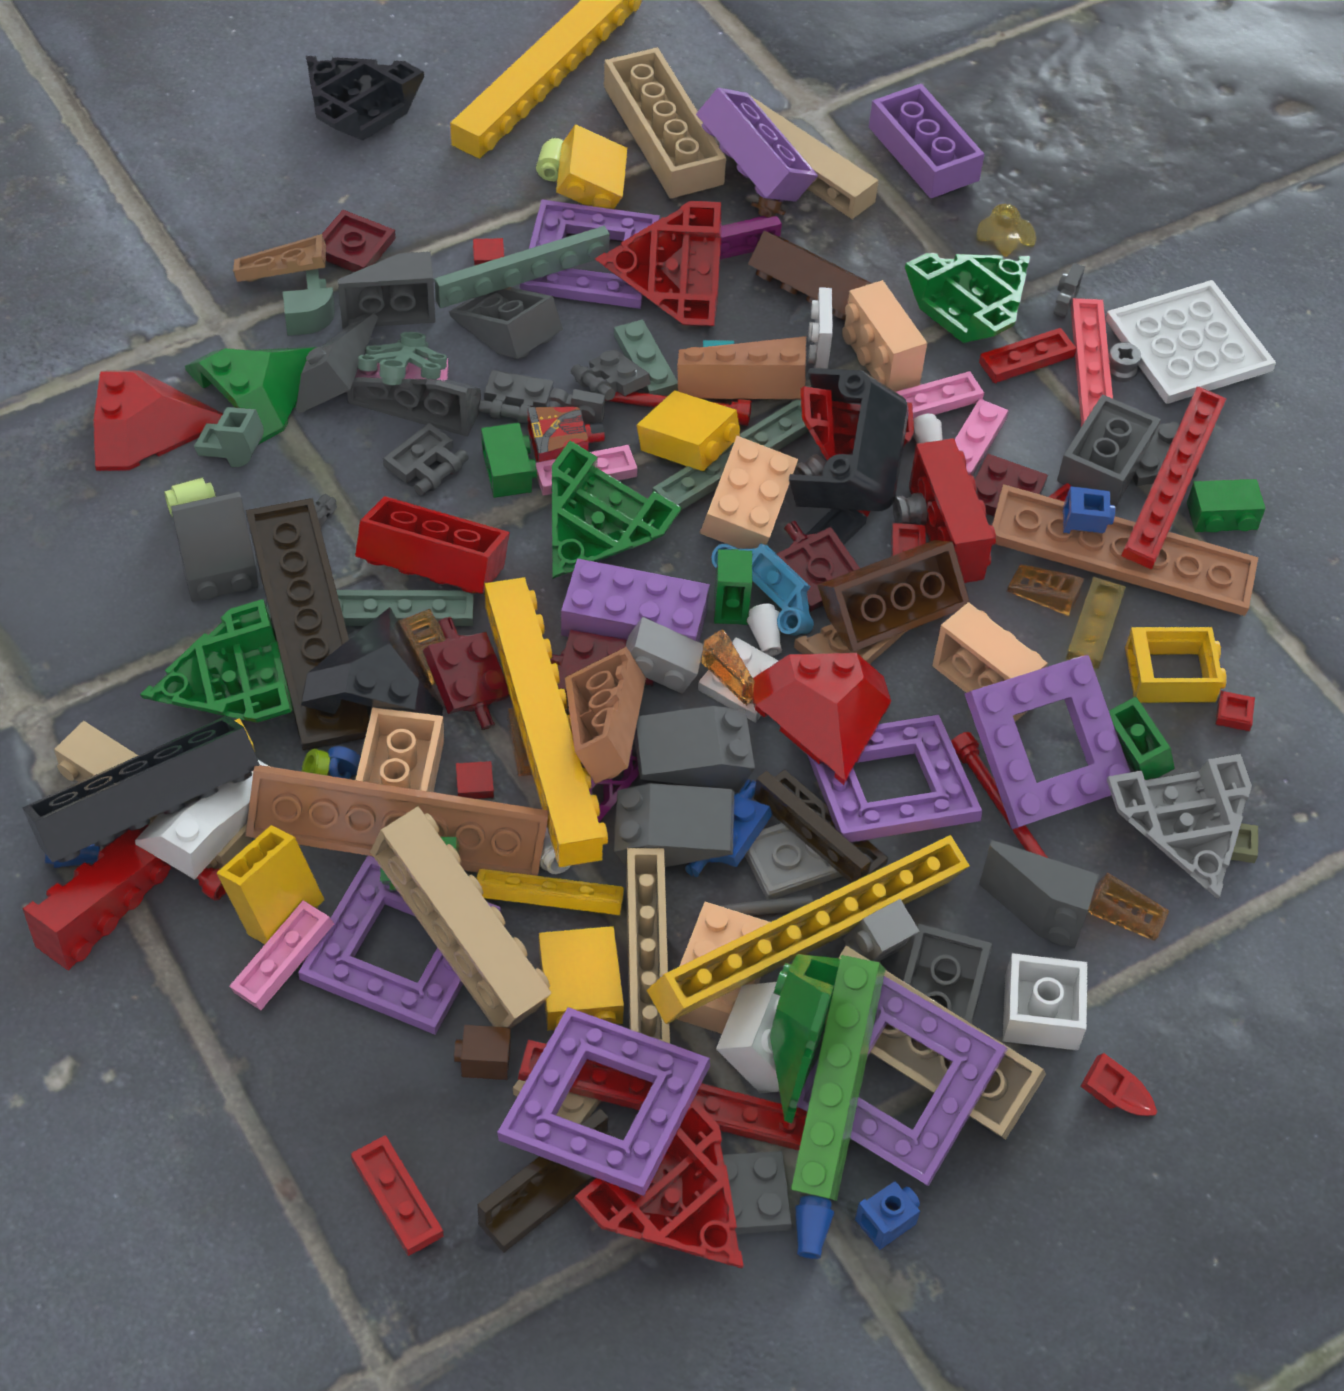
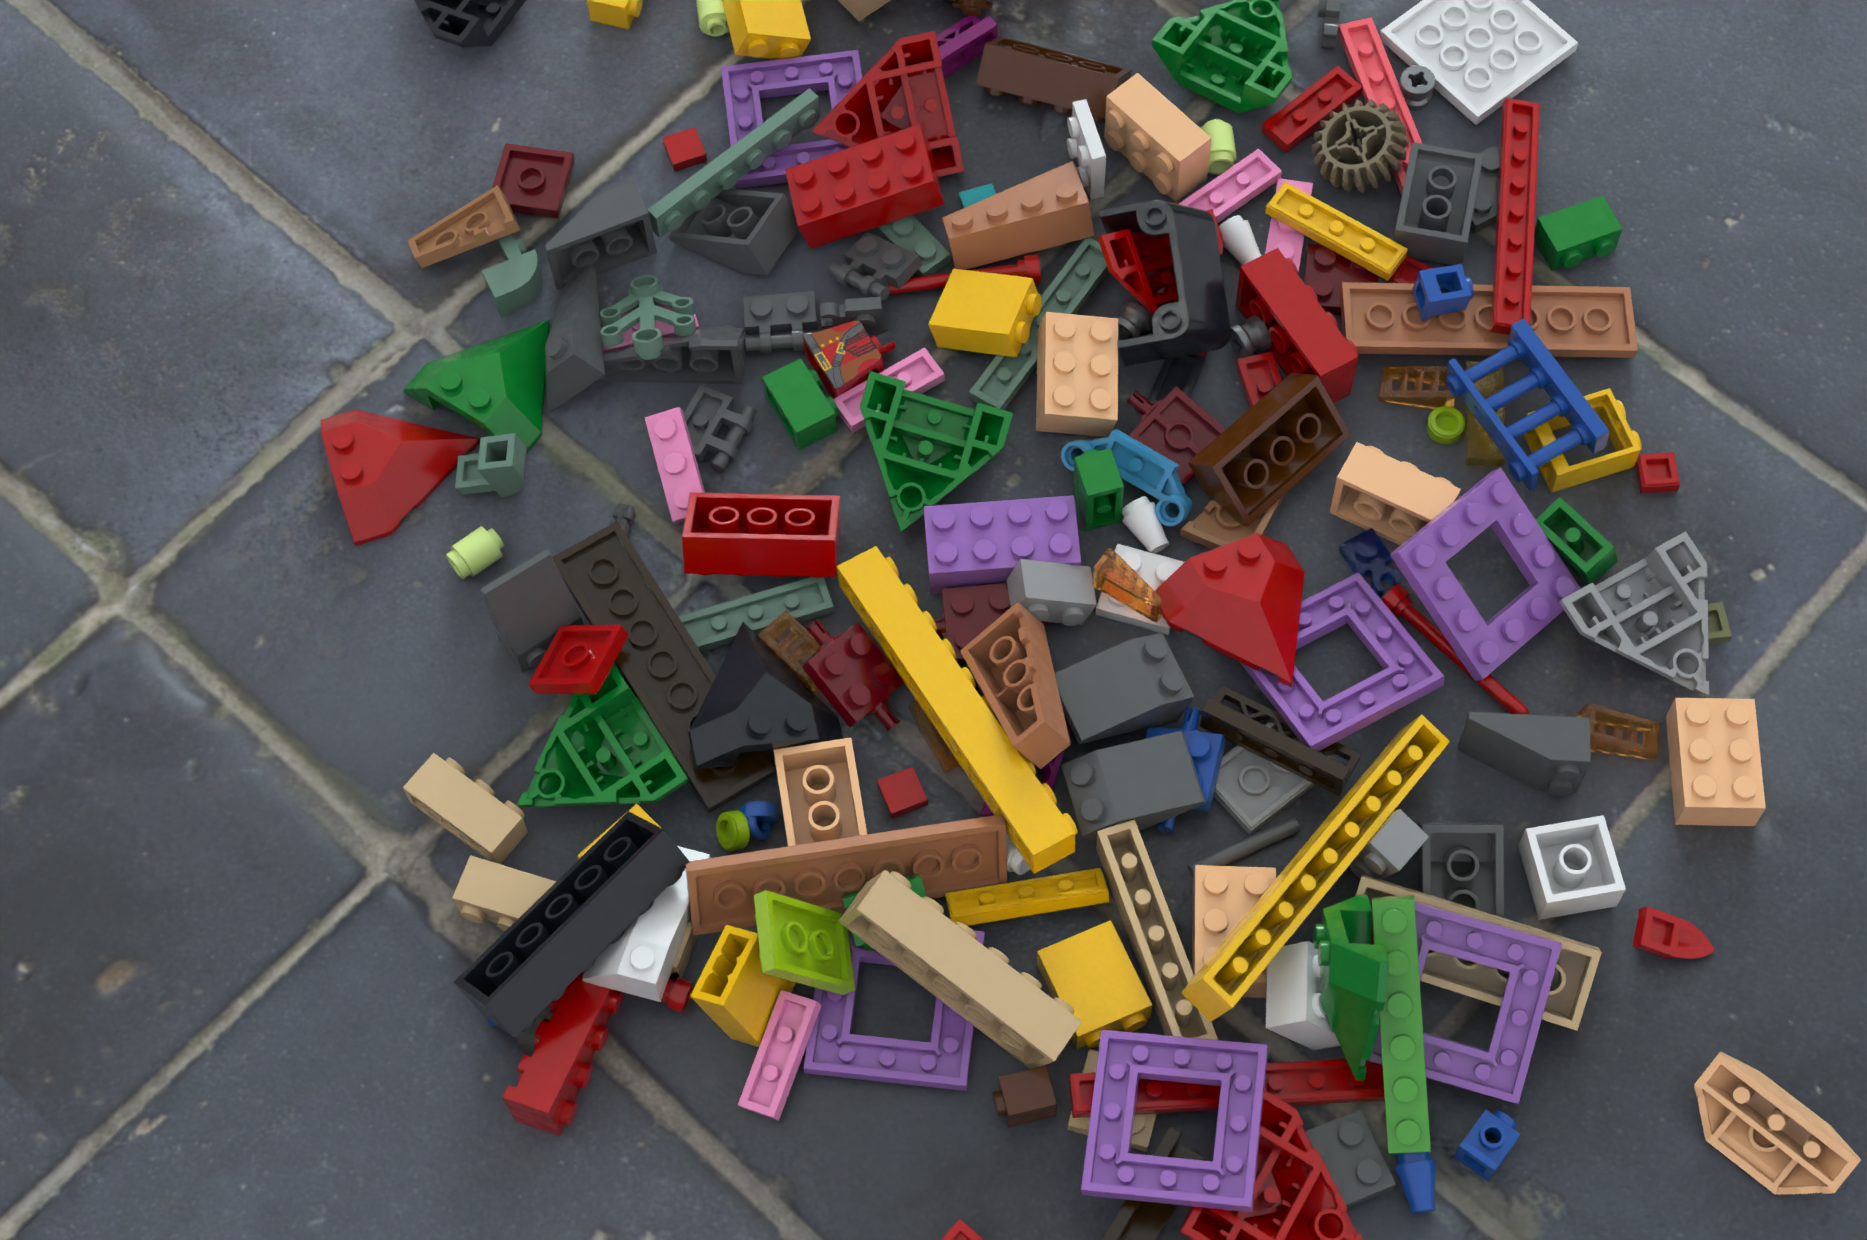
camera: 10 degrees left, 10 degrees up
(98, 687) = (466, 808): none -> tan brick
(236, 592) = (578, 659): none -> red plate
(332, 861) = (803, 943): none -> lime plate
(384, 466) = (674, 460): none -> bright pink plate
(623, 310) = (864, 186): none -> red brick
(937, 360) = (1222, 146): none -> yellowish green brick
(953, 709) = (1370, 558): none -> clear blue plate
(1014, 448) = (1336, 231): none -> yellow tile
(1057, 389) = (1382, 143): none -> dark tan gear
(1058, 624) = (1445, 425): none -> lime tile
(1153, 1276) = (1770, 1131): none -> light nougat wedge
(1155, 596) = (1543, 373): none -> blue fence
(1208, 954) = (1715, 762): none -> light nougat brick

